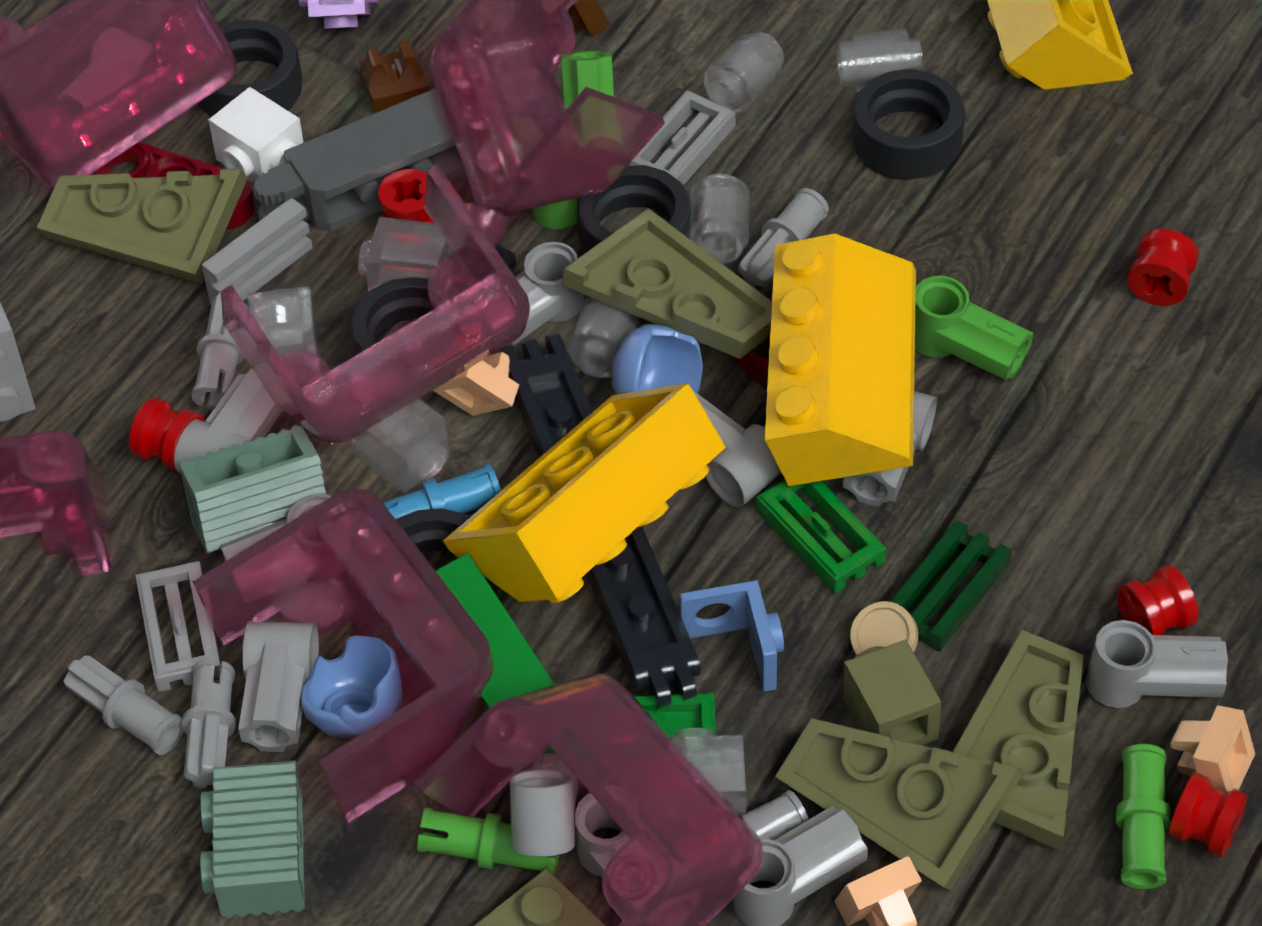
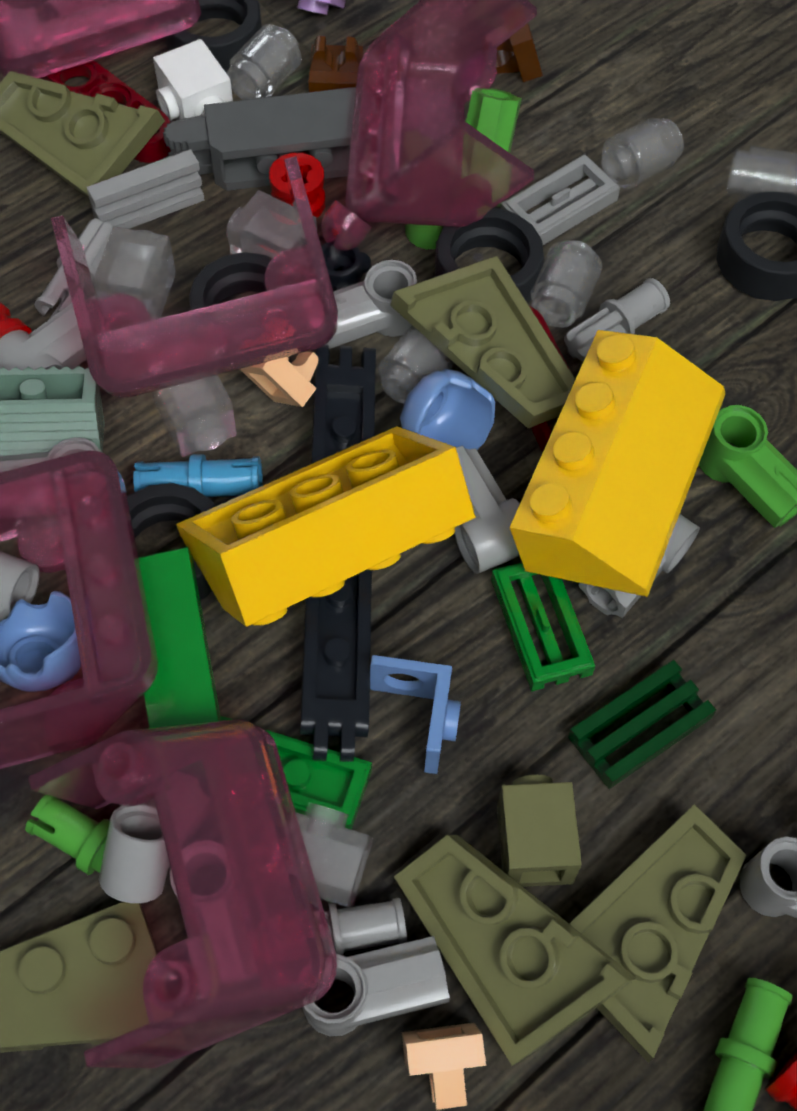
camera: 15 degrees right, 10 degrees up
(320, 92) = (264, 63): none -> clear brick
(883, 625) = (560, 753): tan piece -> none

